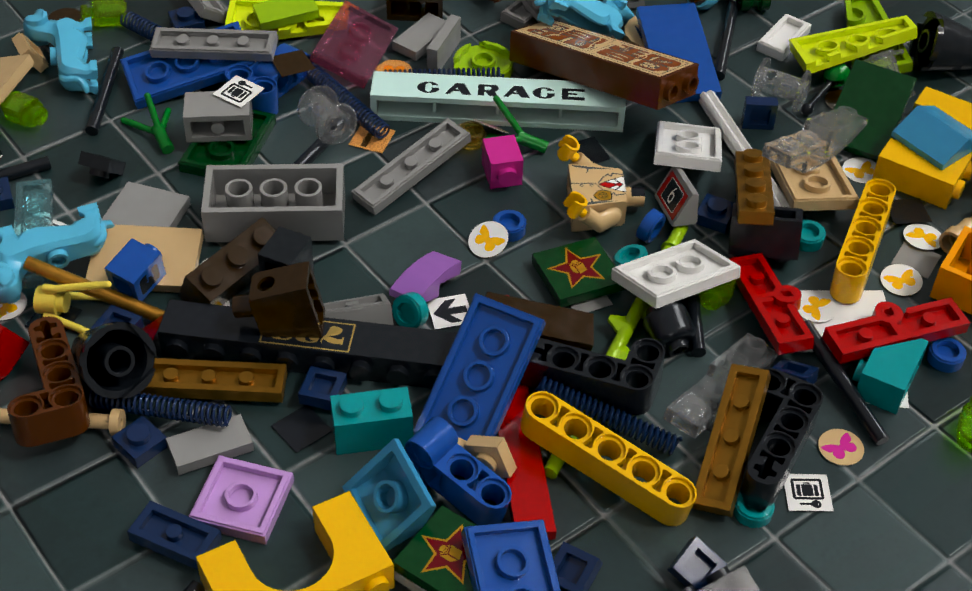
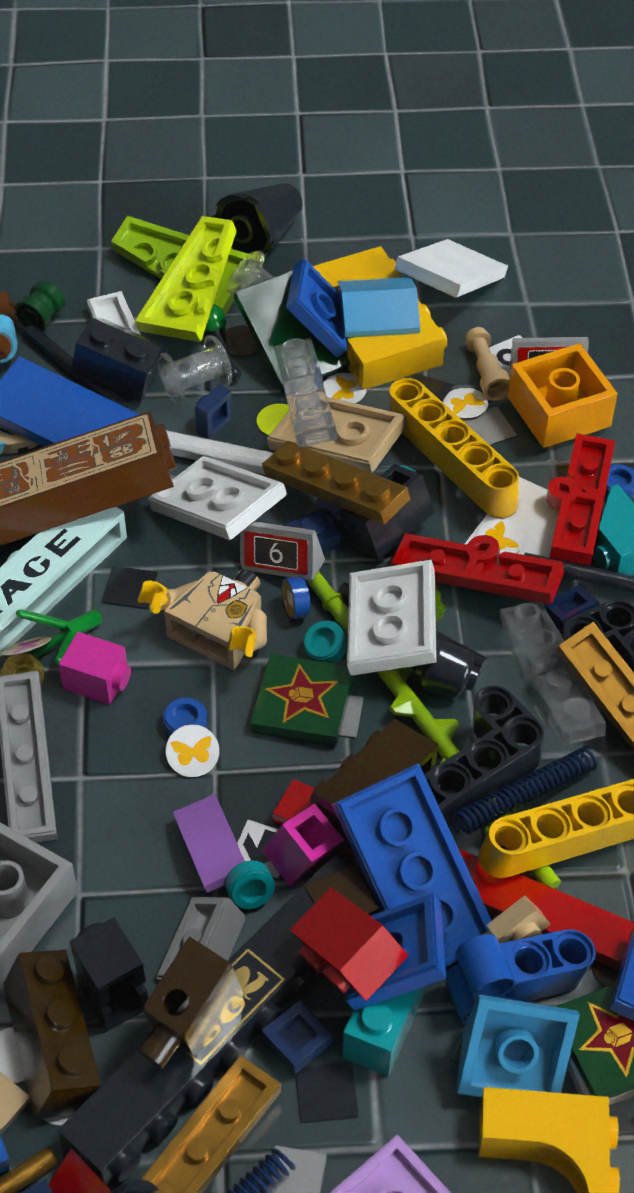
camera: 55 degrees left, 5 degrees up
(380, 354) = (348, 944): none -> red brick
(401, 386) = (420, 933): none -> blue tile
(428, 351) = (347, 883): none -> dark brown sticker
(452, 310) = (302, 845): none -> dark pink brick
(746, 40) = (117, 358): none -> black slope
(891, 101) = (317, 307): none -> blue tile
(901, 279) = (510, 450): white sticker -> none

